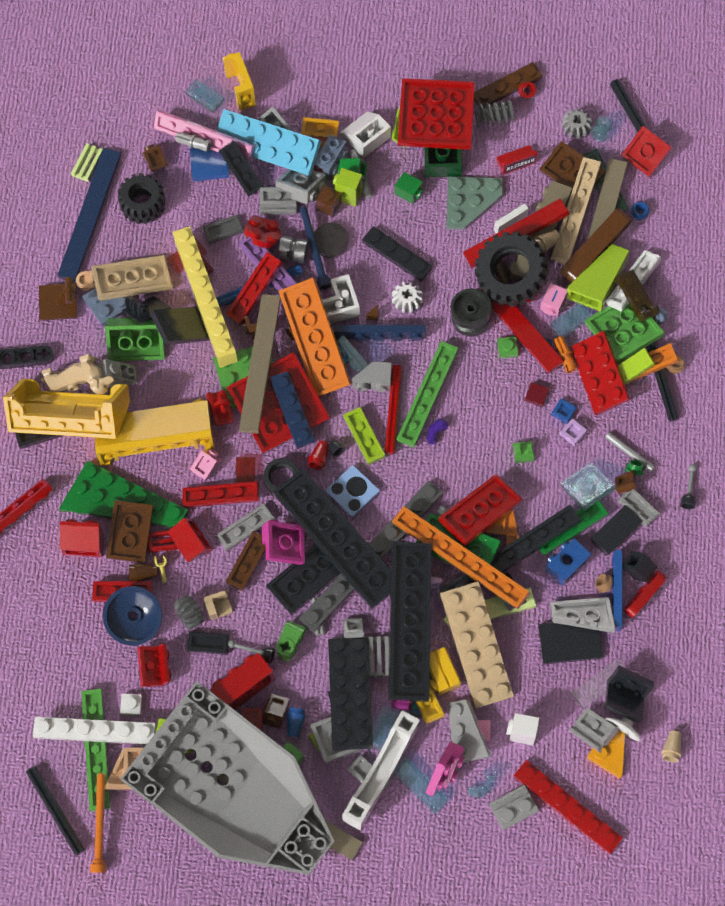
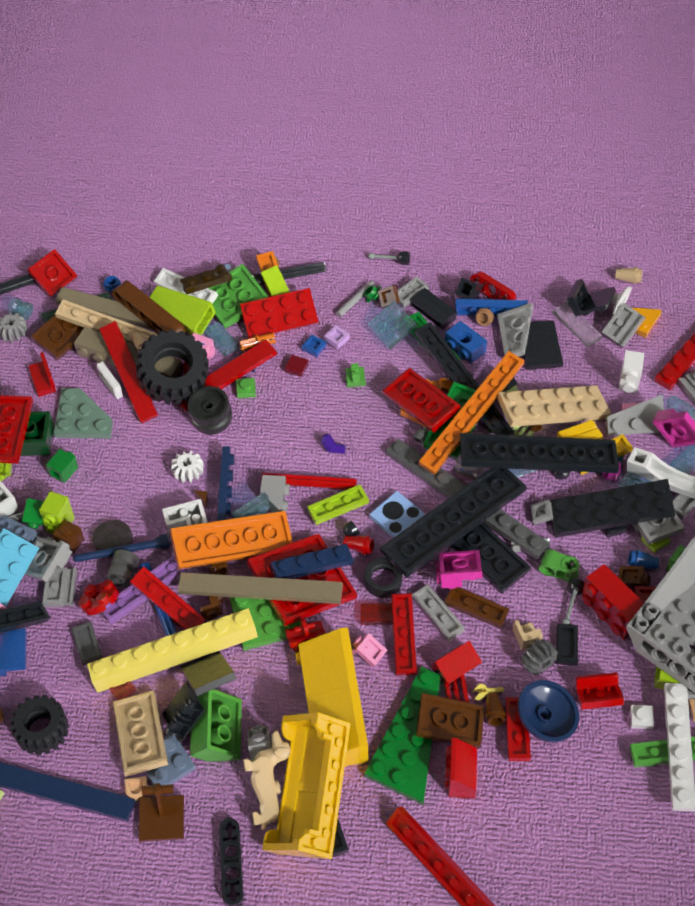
camera: 90 degrees left, 15 degrees down
(379, 639) = (566, 488): light grey tile -> none
(397, 254) = (134, 479): black plate -> none
(427, 394) = (294, 450): bright green plate -> none

